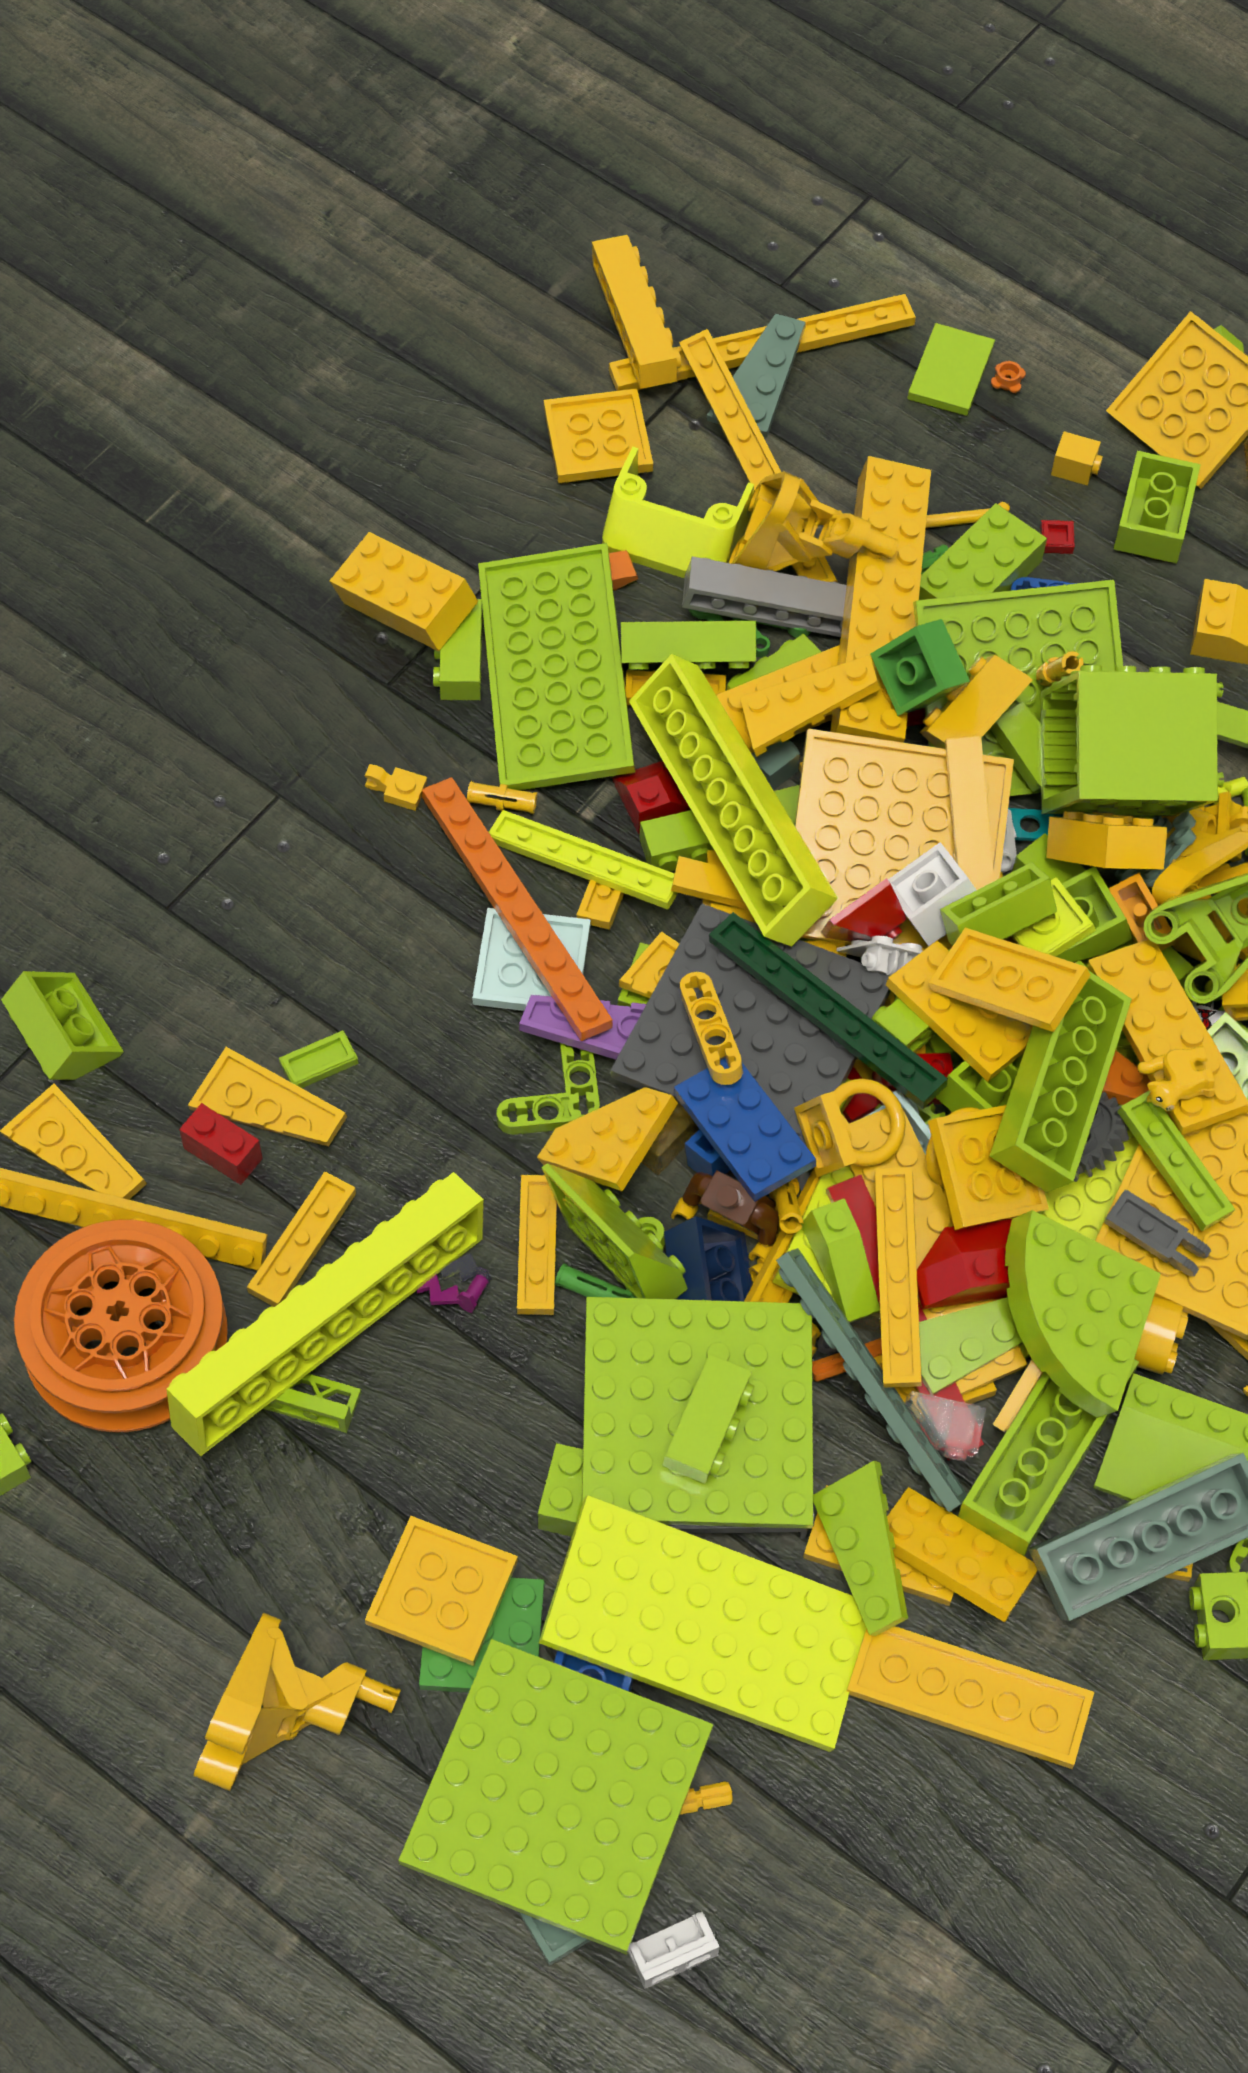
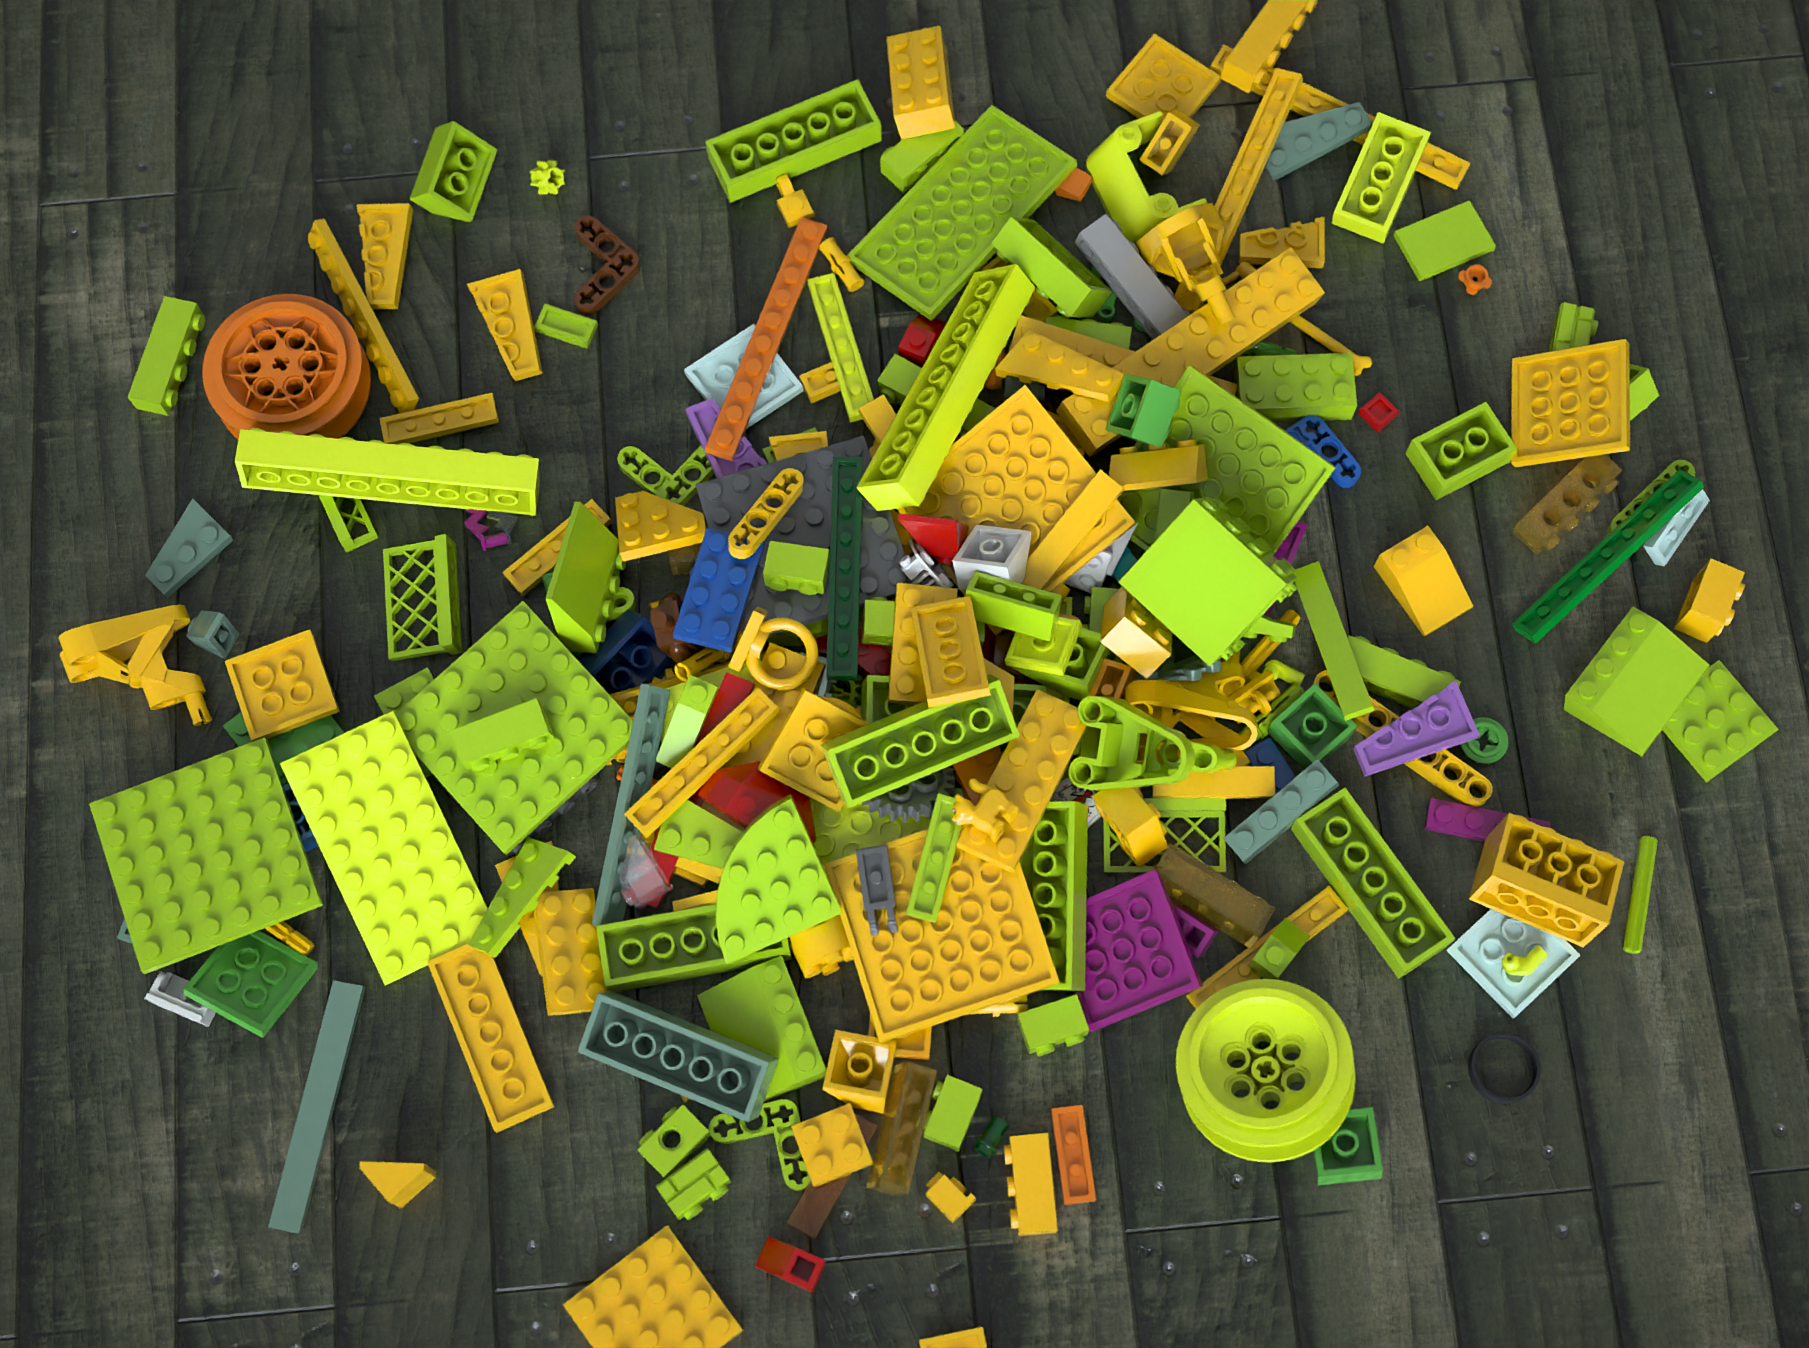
camera: 50 degrees right, 10 degrees up
(156, 951) = (547, 177): none -> neon yellow gear
(196, 1570) = (187, 550): none -> sand green wing
(221, 1143) = (456, 323): red brick -> none
(295, 969) = (612, 261): none -> reddish brown beam
(314, 1612) = (213, 633): none -> sand green slope
(344, 733) = (794, 140): none -> lime brick
(495, 1382) = (446, 593): none -> lime fence
(663, 467) = (1169, 142): none -> yellow brick
(722, 1865) = (251, 981): none -> bright green plate
(790, 1046) = (796, 568): none -> lime brick
(840, 469) = (1266, 244): none -> yellow wing
(858, 357) = (1380, 177): none -> neon yellow brick
(899, 1915) = (316, 1107): none -> sand green tile
(1052, 1891) = (398, 1180): none -> yellow slope
(1058, 668) = (1226, 492): yellow pin -> none
(1076, 458) = (1450, 372): yellow brick -> none
(1123, 351) = (1572, 327): none -> lime brick

